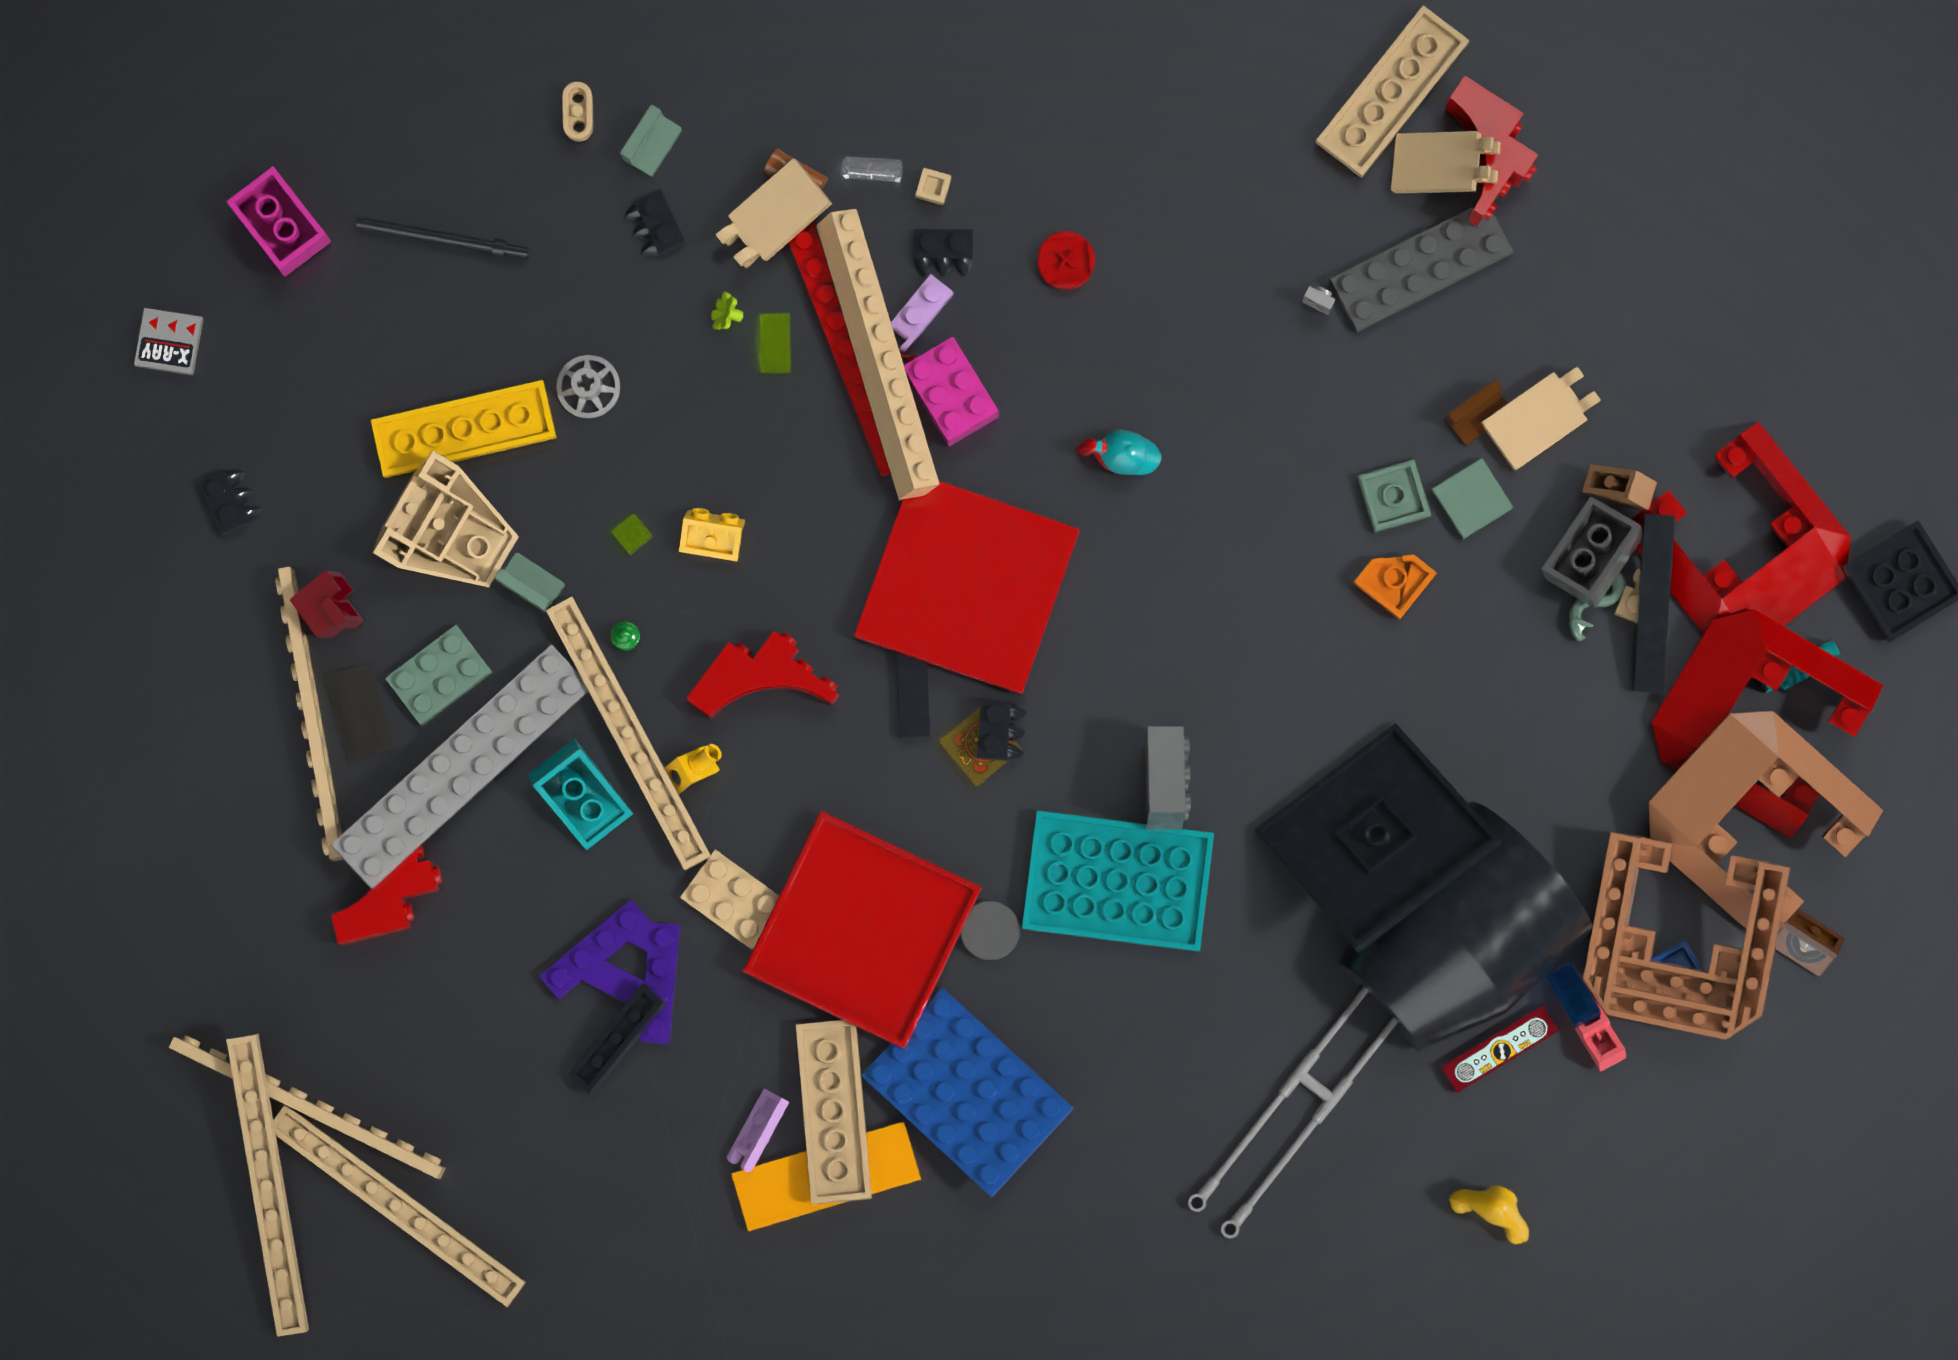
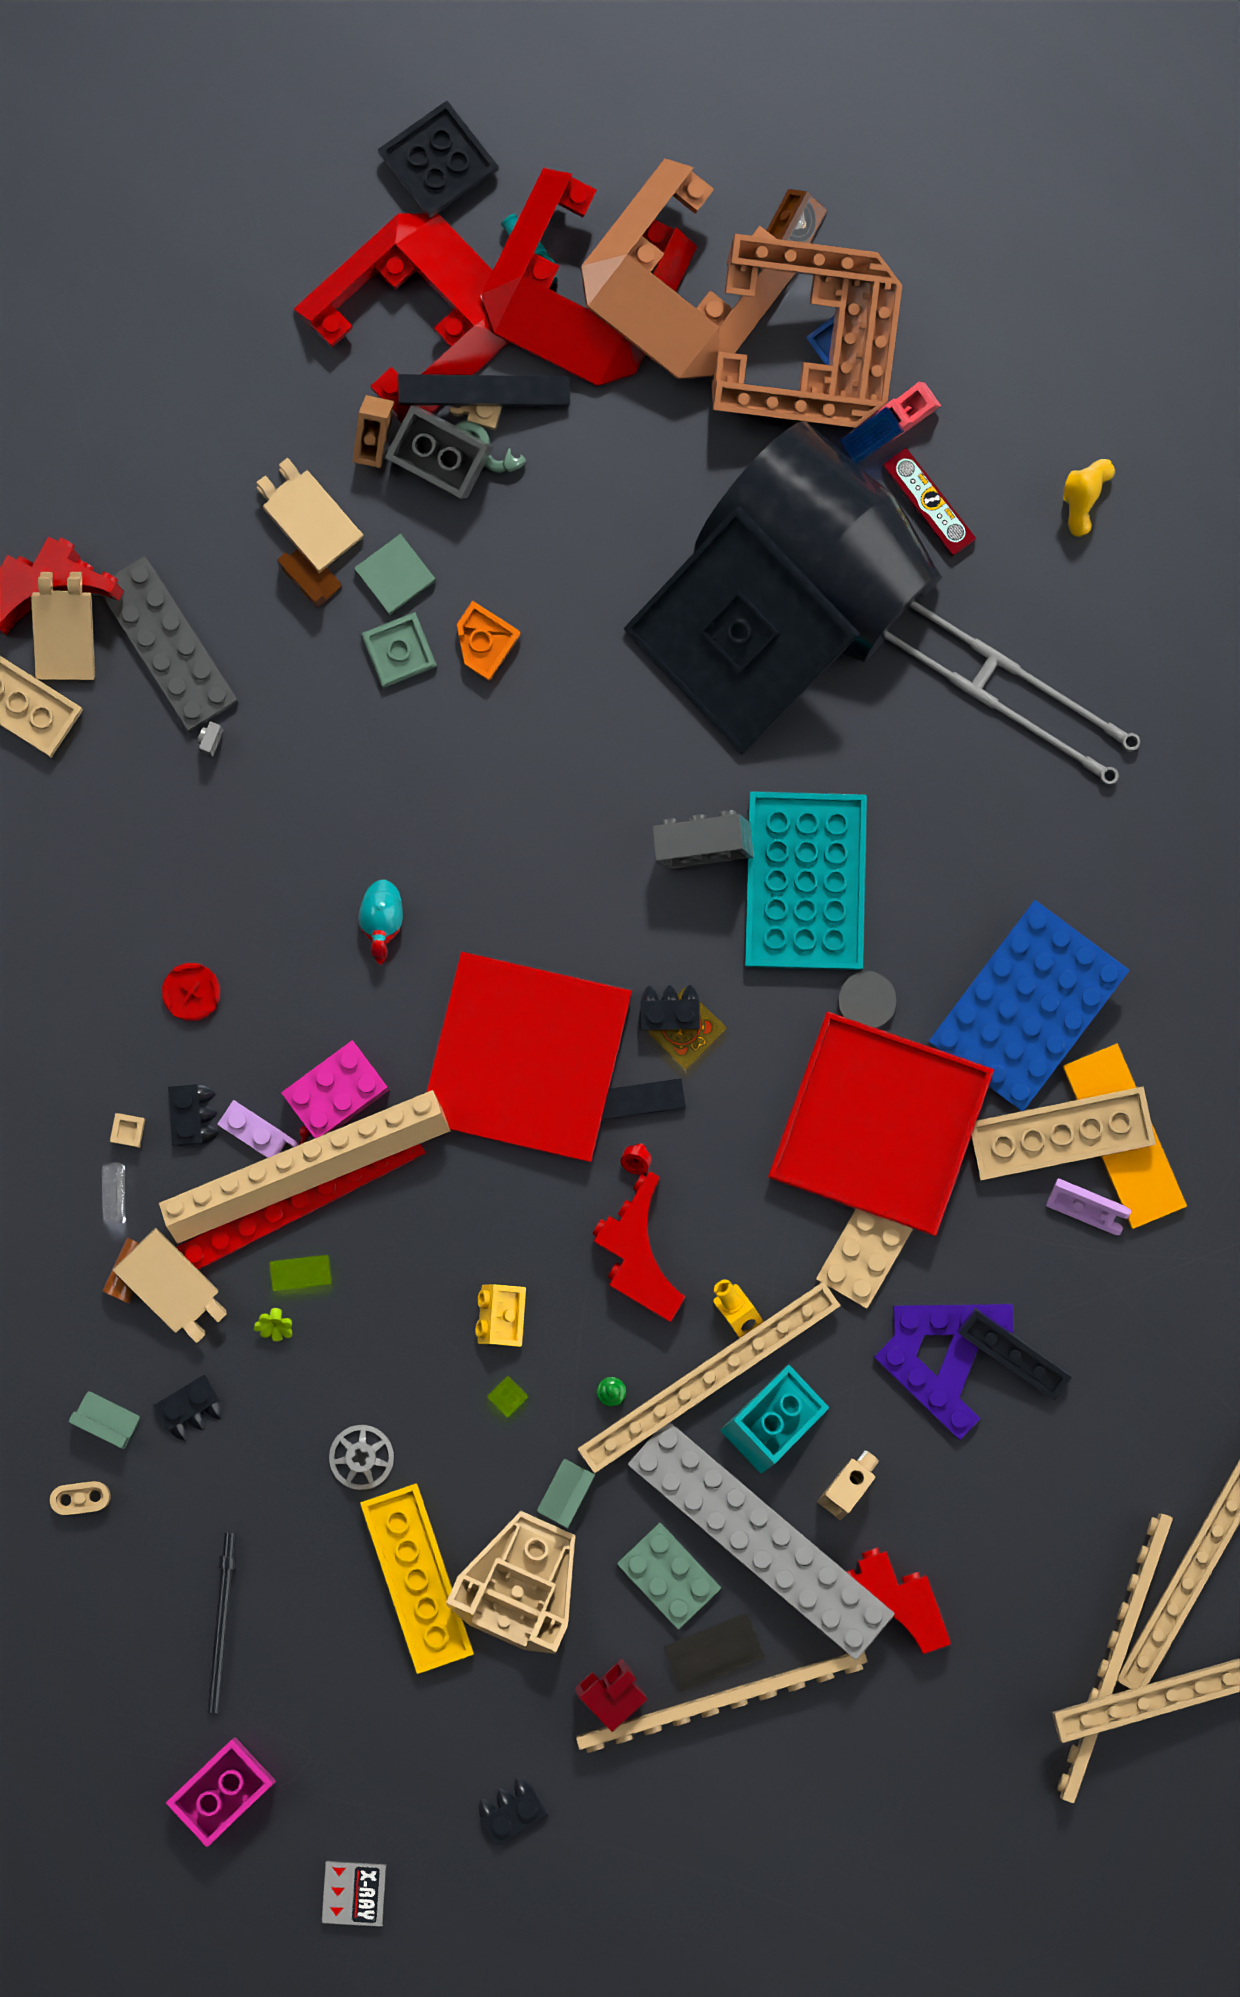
camera: 95 degrees left, 0 degrees up
(496, 850) = (842, 1493): none -> tan torso
(853, 682) = (636, 1159): none -> red tile

